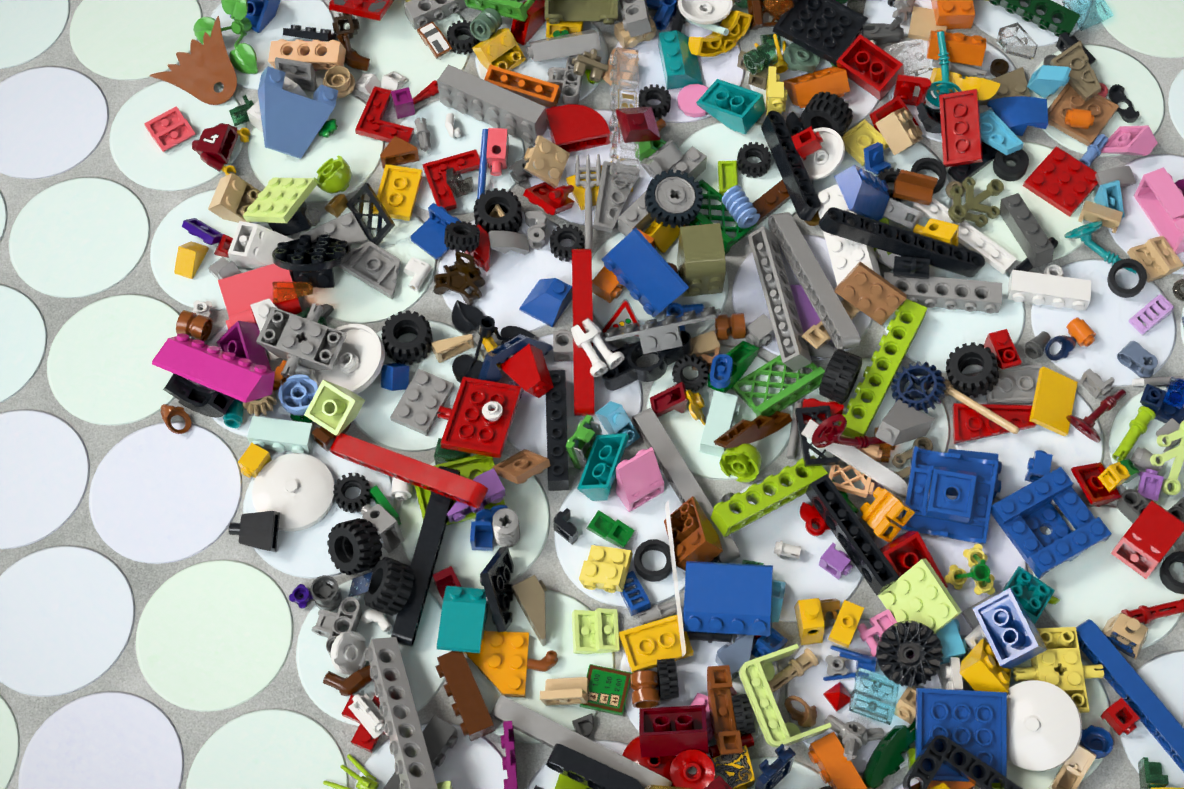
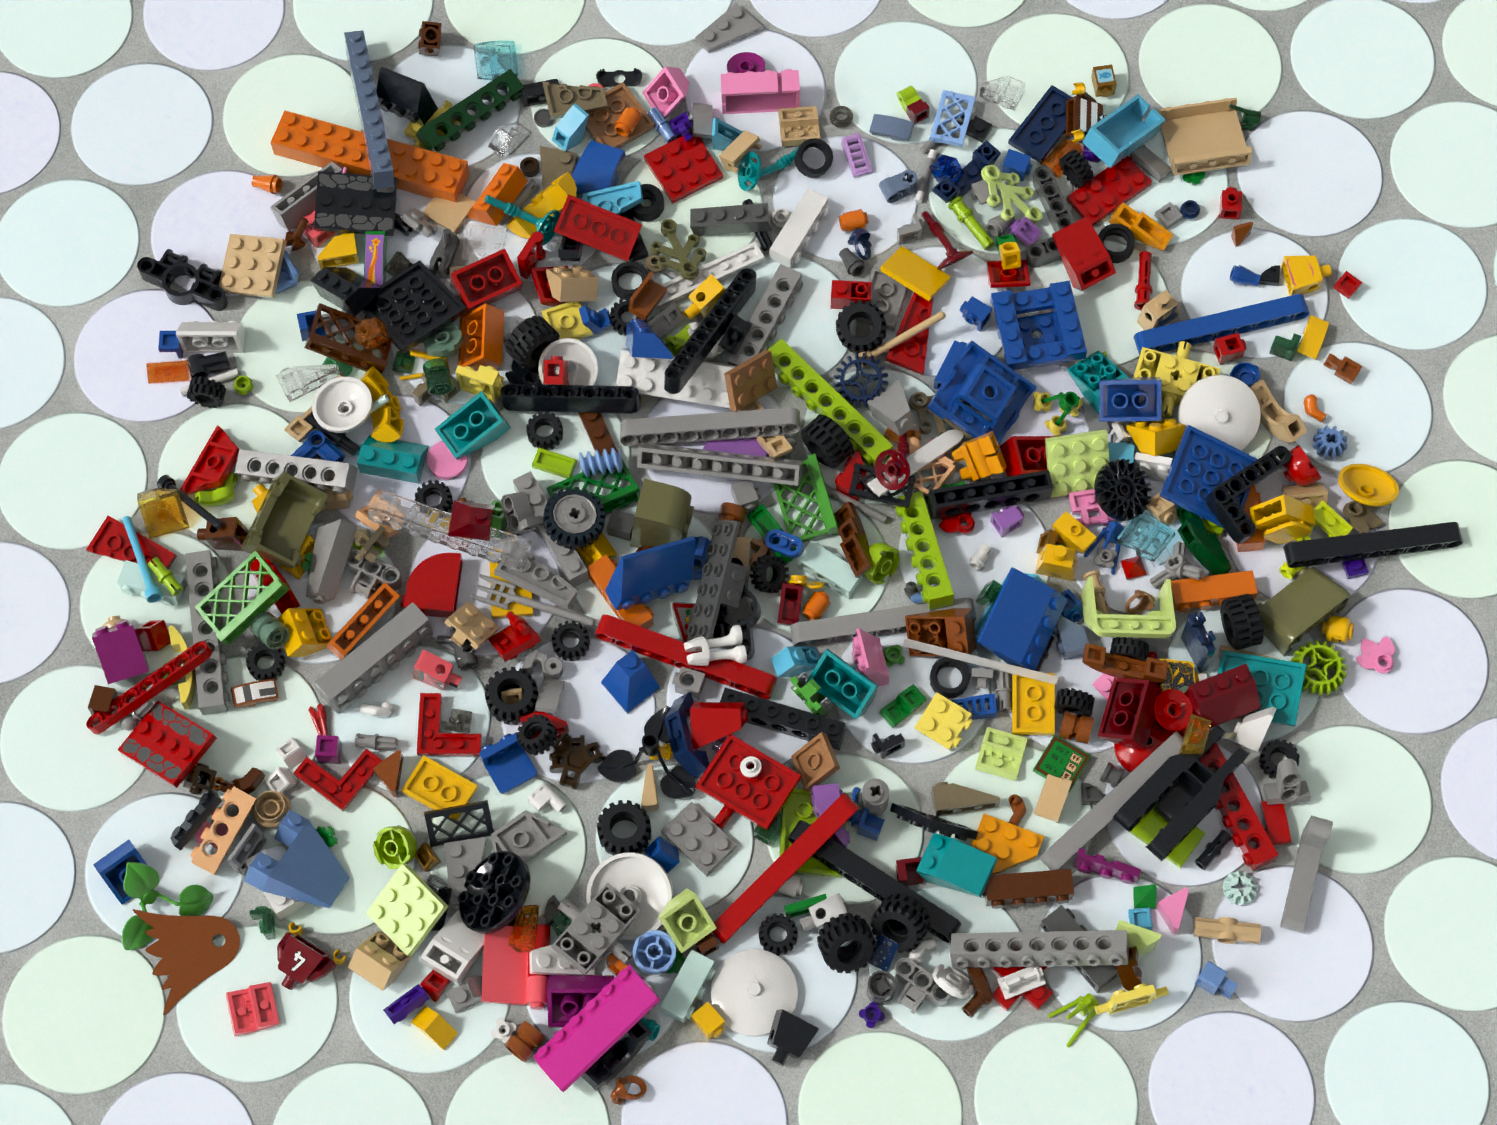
camera: 70 degrees left, 5 degrees up
(483, 163) = (445, 691): blue bar -> none
(609, 738) = (1112, 775): none -> dark grey wheel
(650, 504) = (896, 650): none -> bright green plate
(665, 588) = (981, 675): none -> light grey tile
(678, 424) = (816, 605): none -> orange brick
(1100, 163) = (681, 125): none -> dark purple plate

